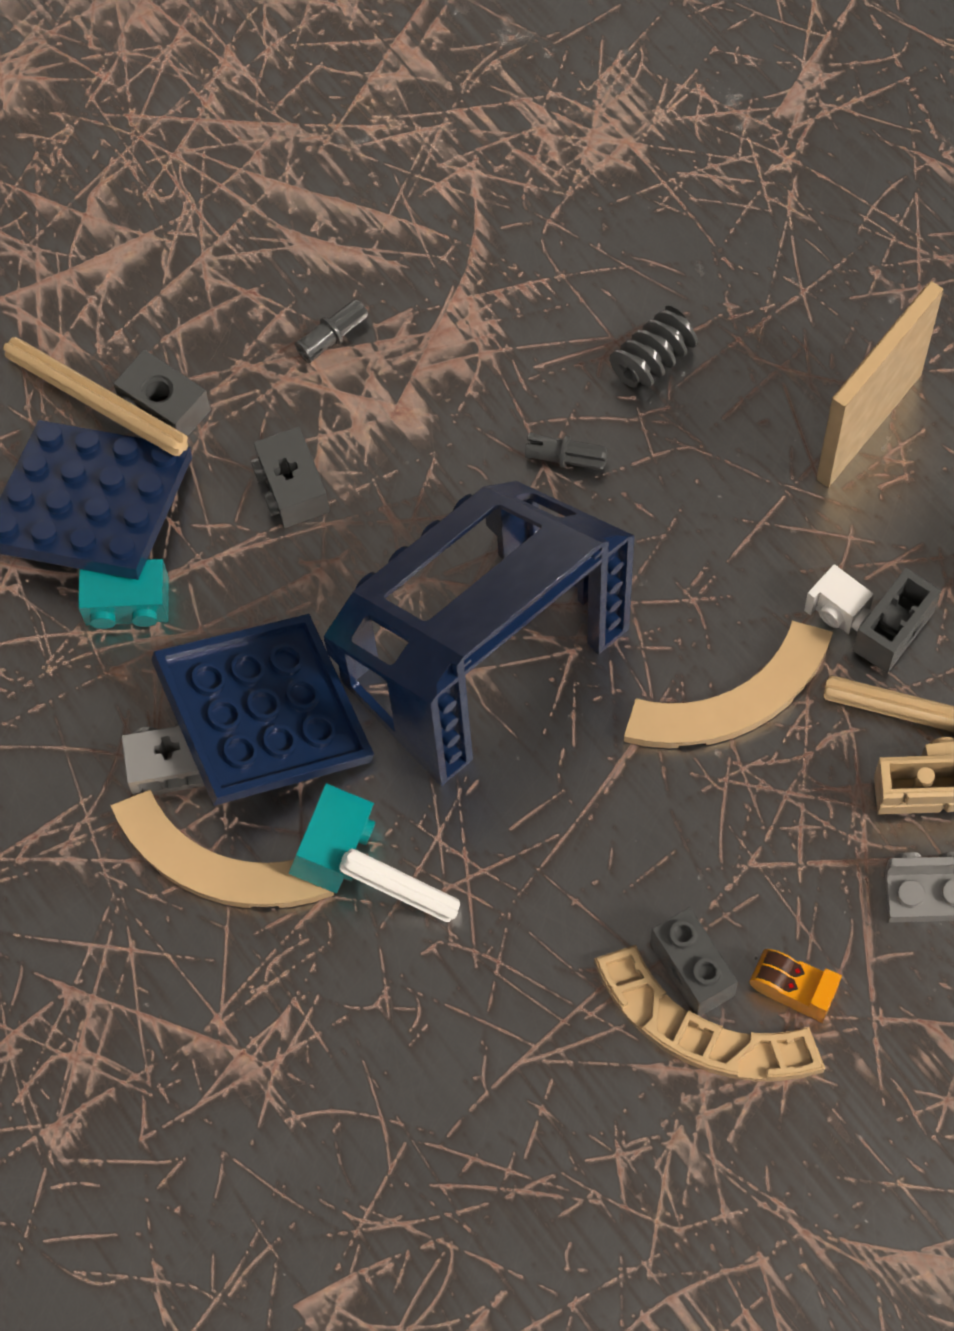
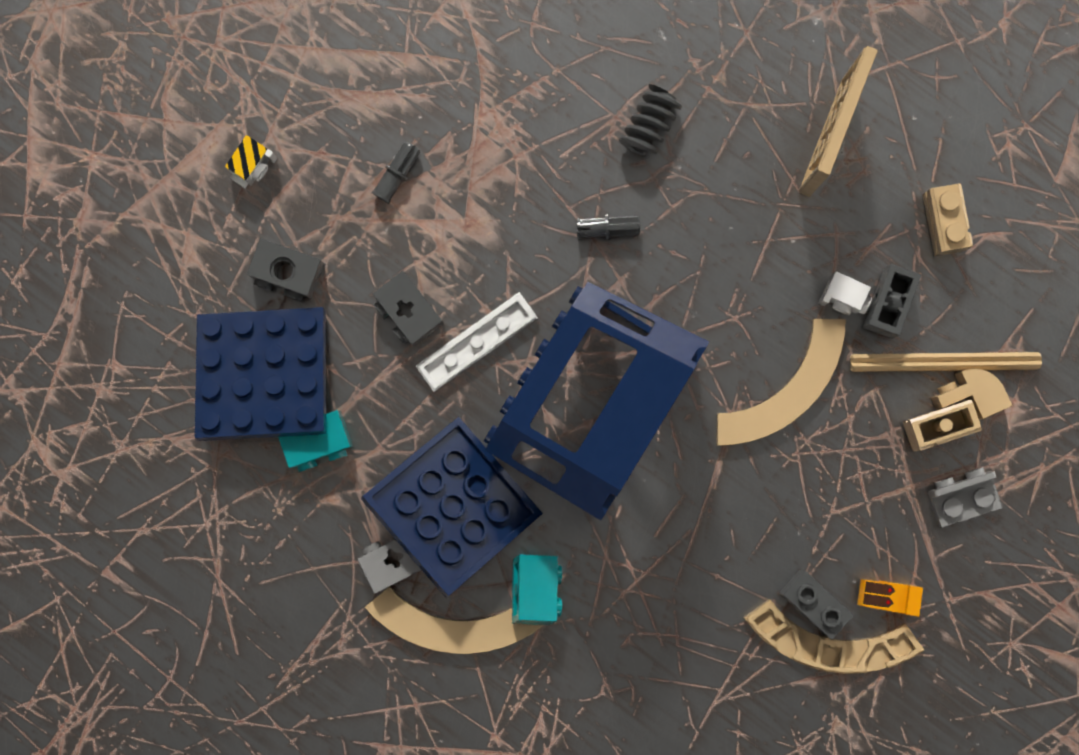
camera: 20 degrees left, 20 degrees up
(96, 396) = (235, 286): tan axle -> none
(164, 273) = (249, 162): none -> brick
(356, 541) = (476, 342): none -> white tile
(399, 885) = (595, 612): white axle -> none

